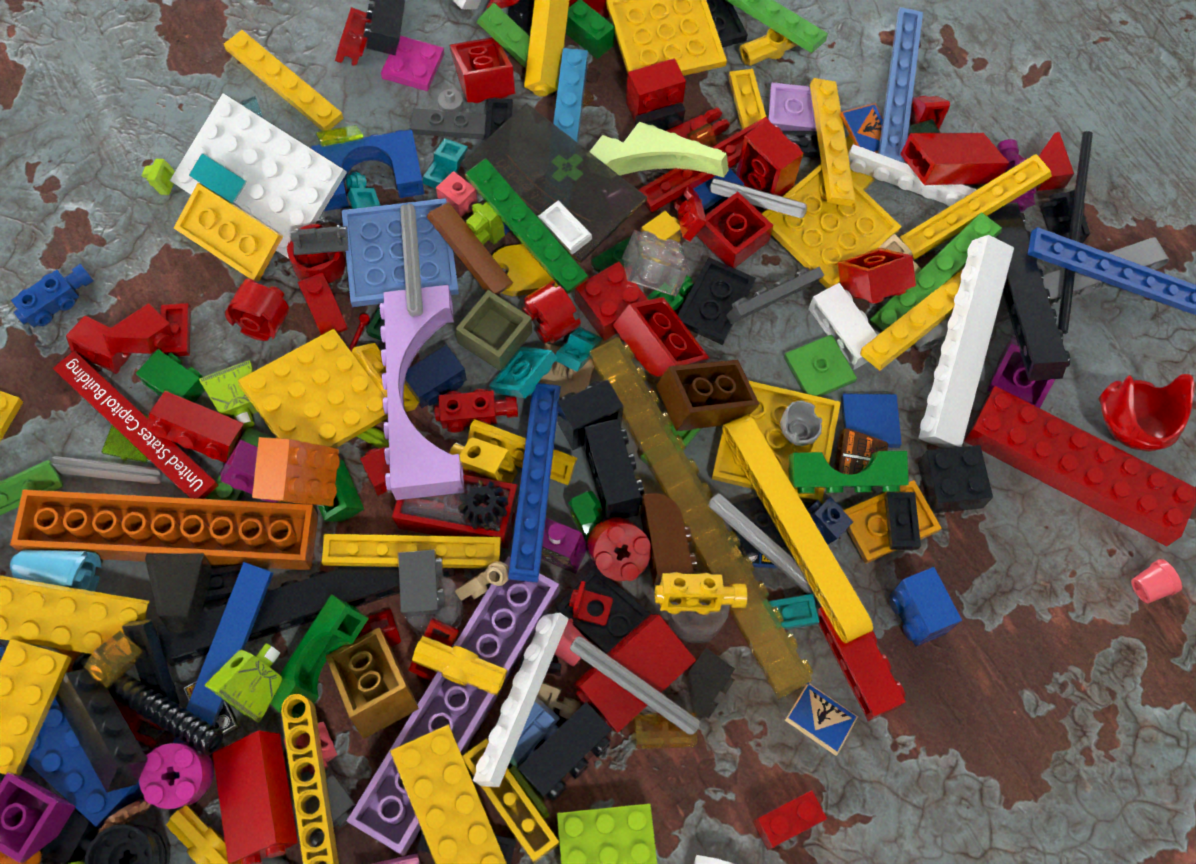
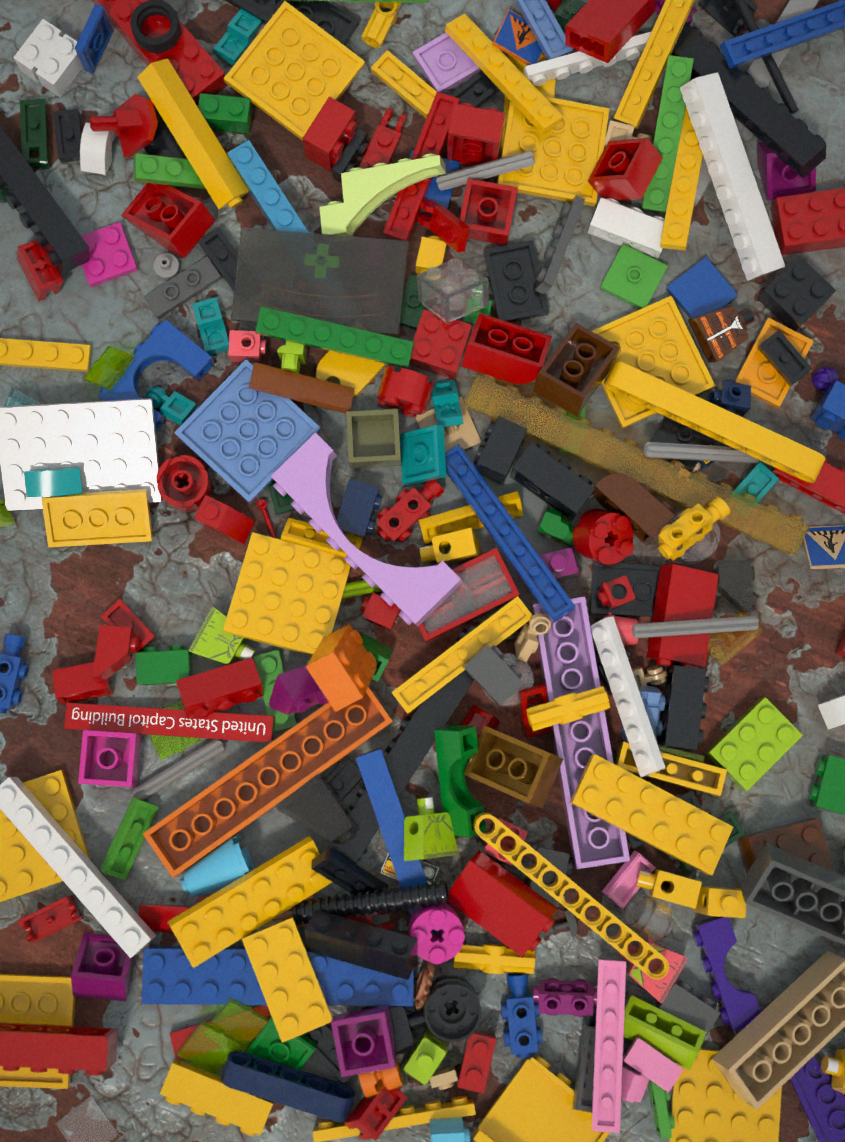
camera: 35 degrees left, 15 degrees up
(60, 415) = (109, 758): none -> dark pink brick
(113, 659) = (326, 894): clear yellow brick -> none
(257, 310) = (181, 562): red brick -> none
(320, 240) = (185, 471): dark grey hinge -> none
(411, 260) = (264, 428): light grey axle -> none
(488, 496) = (494, 590): black gear -> none
(565, 227) = (364, 315): white tile -> none
(703, 135) = (398, 147): clear orange tile -> none
(801, 423) = (660, 339): light grey hair -> none
(883, 470) = (746, 331): green arch -> none
(928, 562) = (824, 378): none -> dark purple plate

